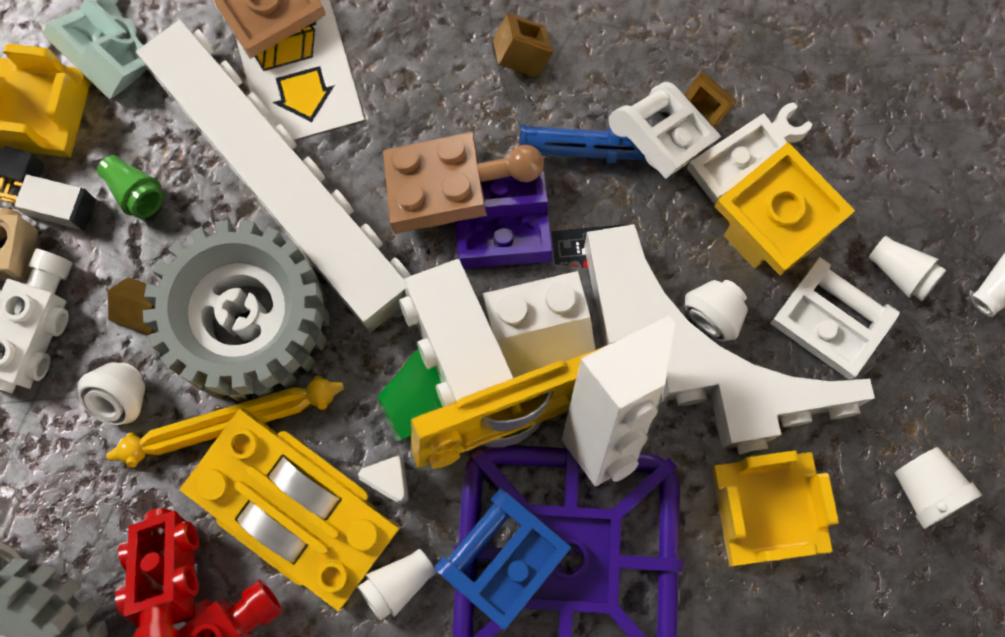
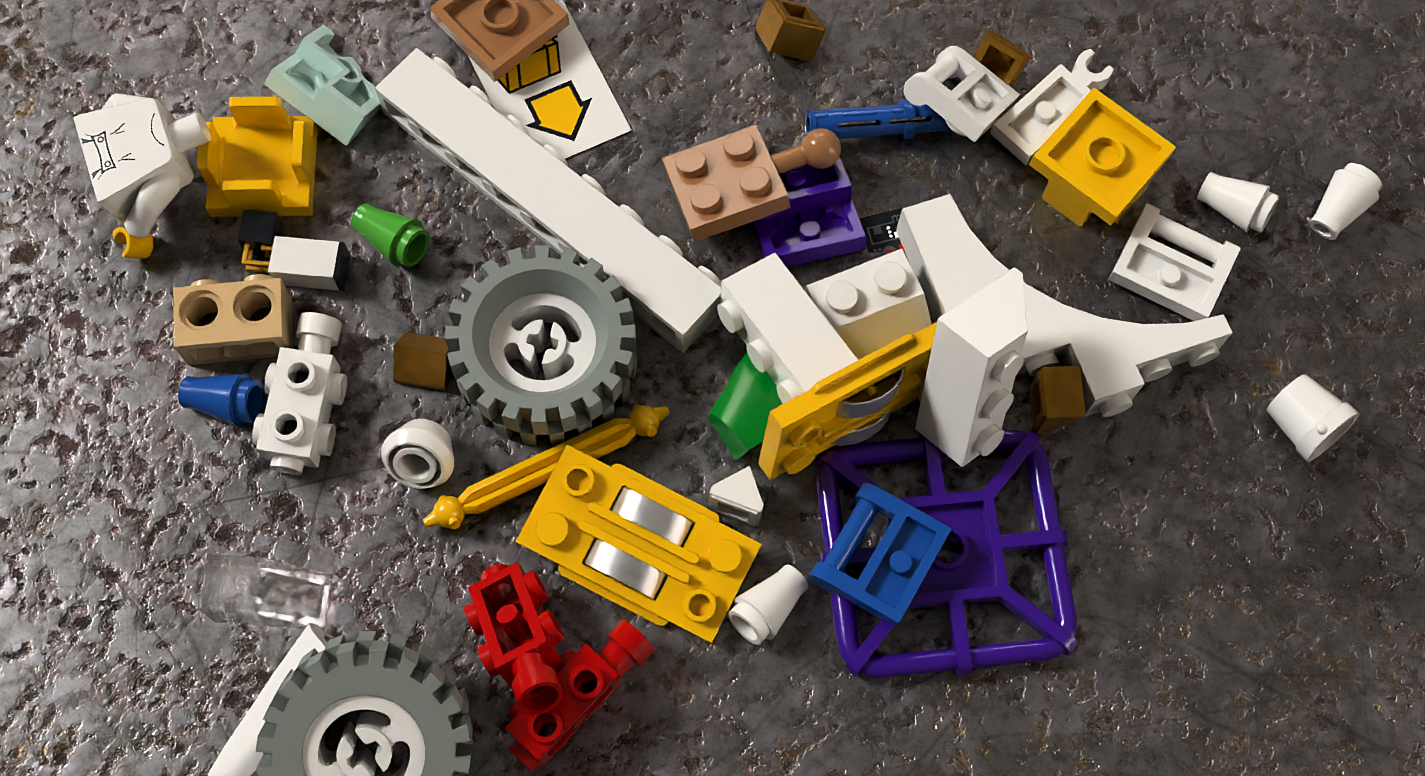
camera: 15 degrees left, 5 degrees down
(698, 432) = (1056, 398): none -> pearl gold slope
(717, 309) = (1053, 269): white cone -> none
(774, 507) = (1150, 463): yellow panel -> none

